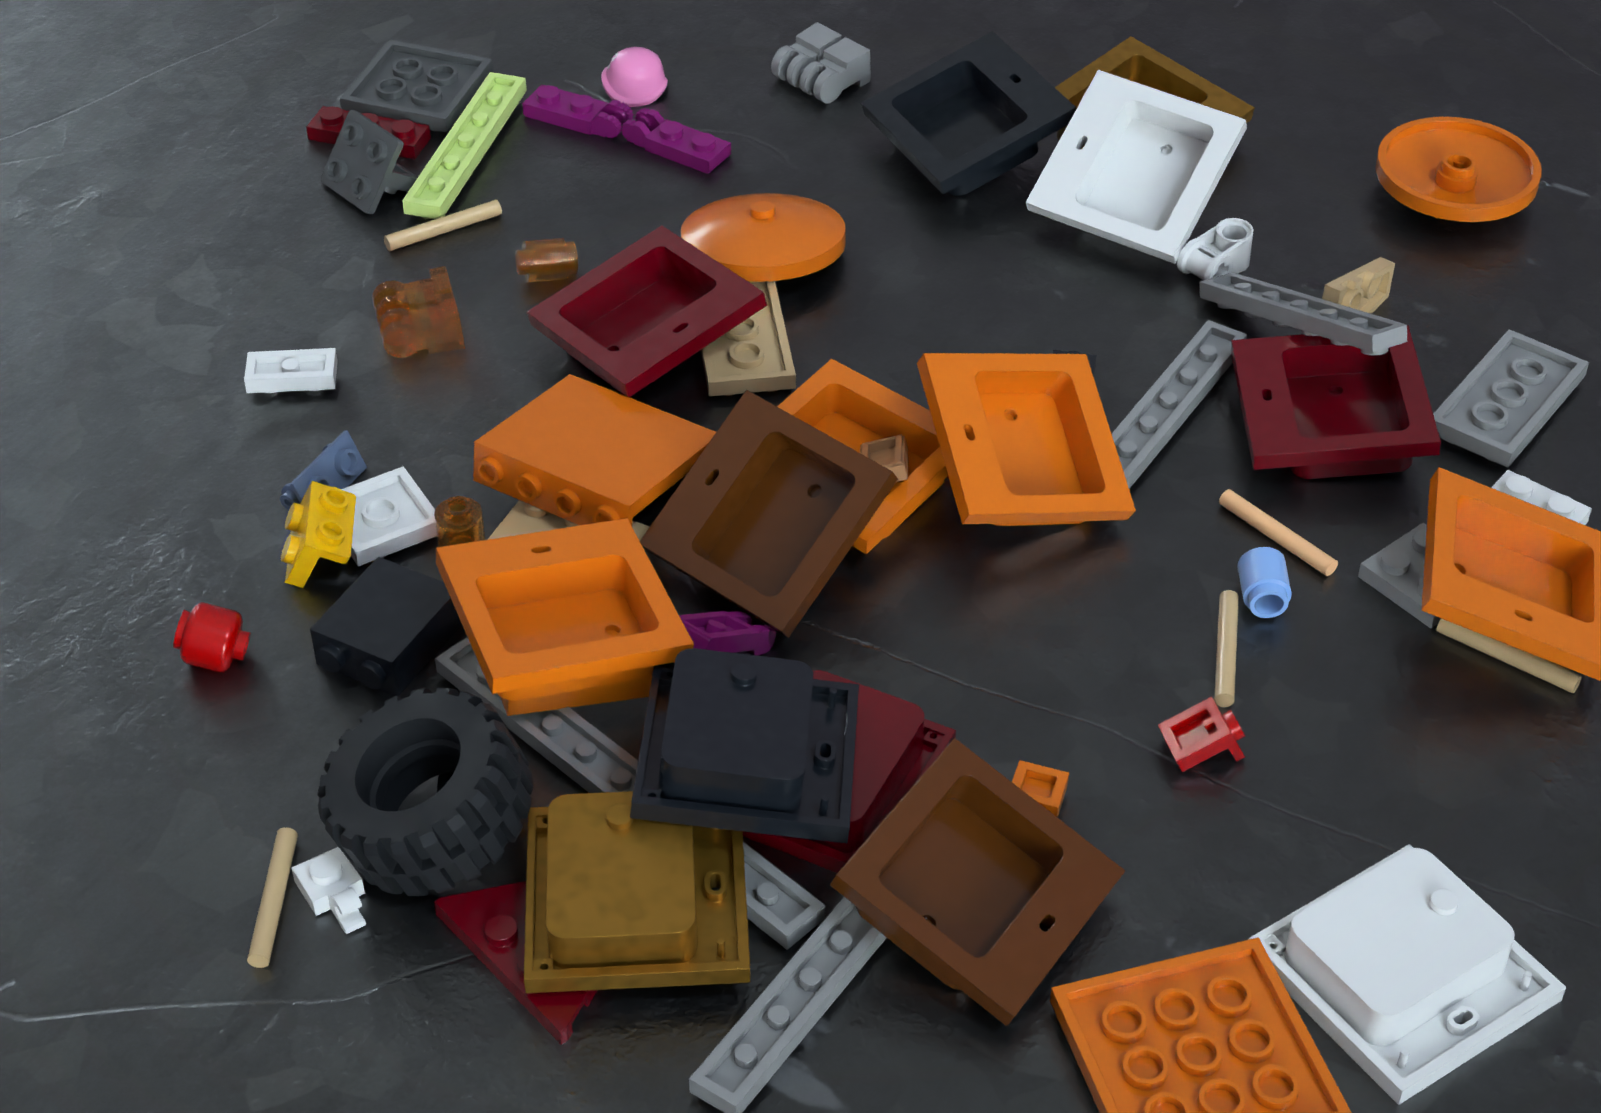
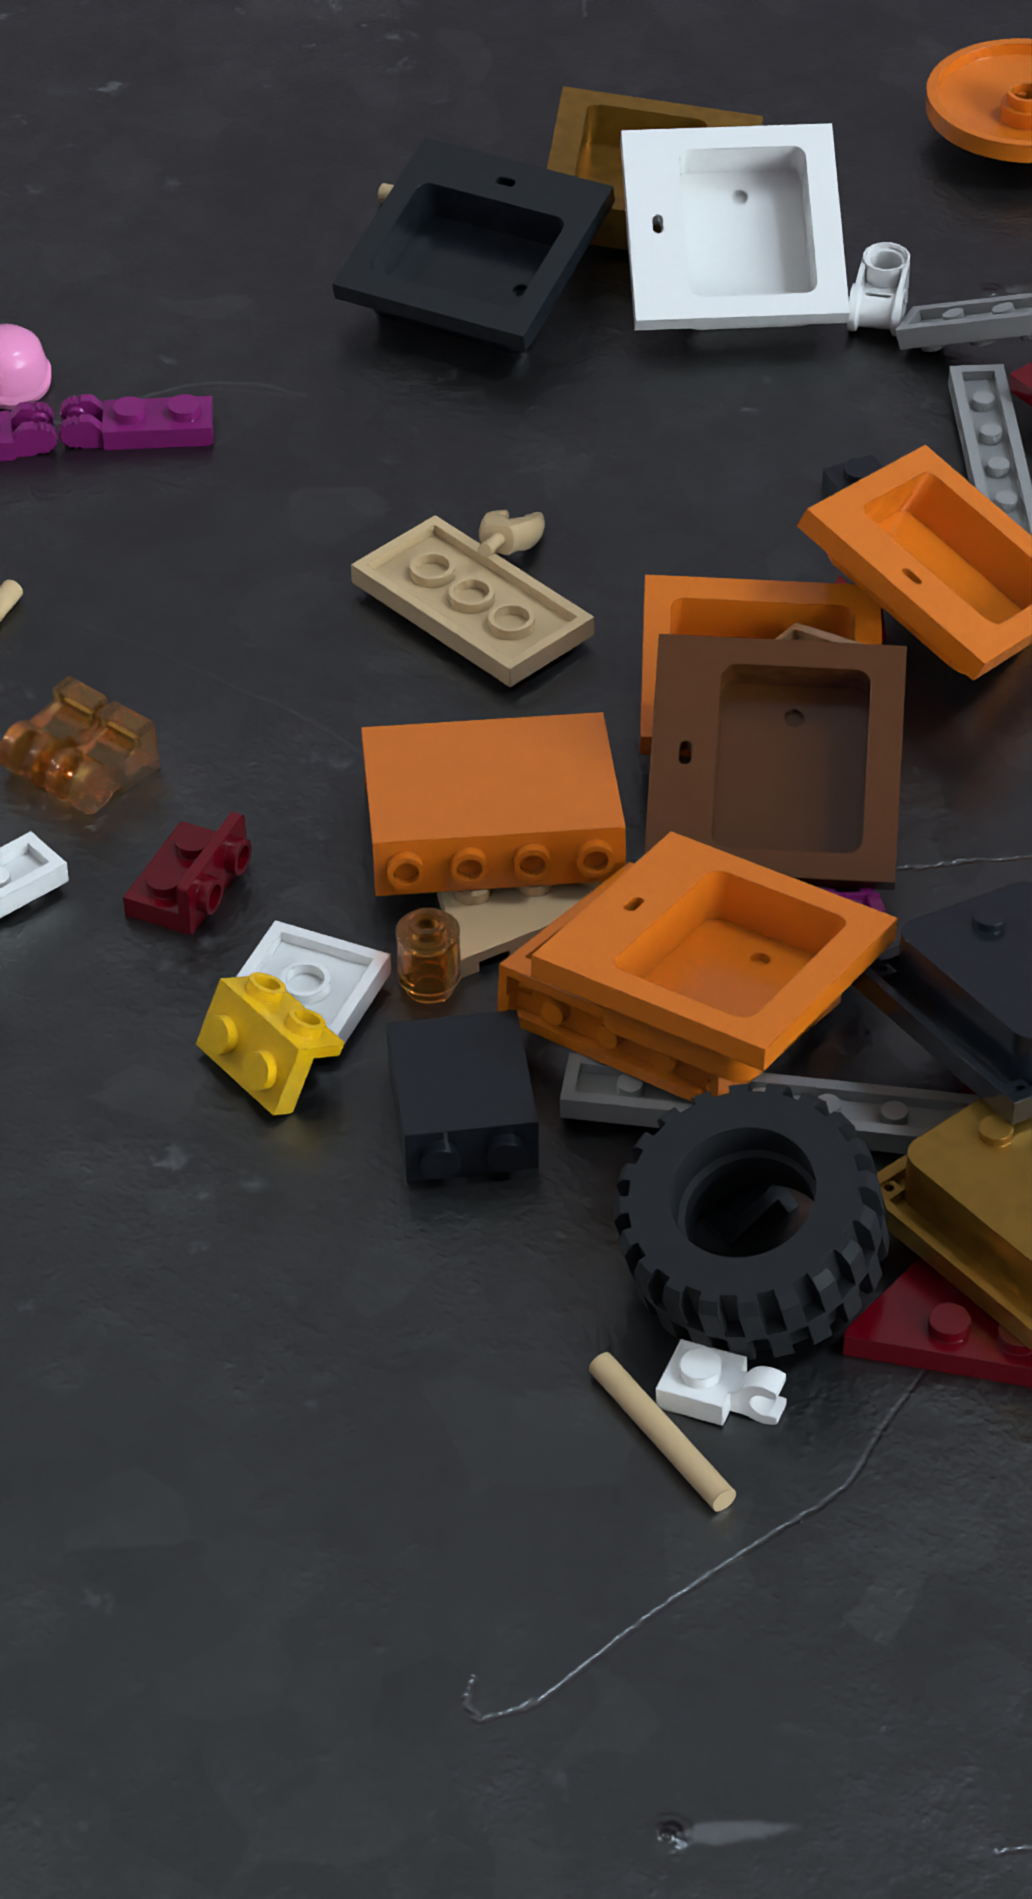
camera: 35 degrees left, 0 degrees up
(211, 637) = (278, 1209): red head -> none
(335, 467) = (180, 977): sand blue hinge -> none
(400, 418) = (189, 875): none -> dark red bracket
(547, 260) = (157, 620): clear orange brick -> none
(646, 310) = (374, 619): dark red piece -> none
(767, 235) = (380, 485): orange dish -> none
(809, 300) = (506, 535): none -> tan hand
(822, 63) = (234, 258): light grey legs -> none

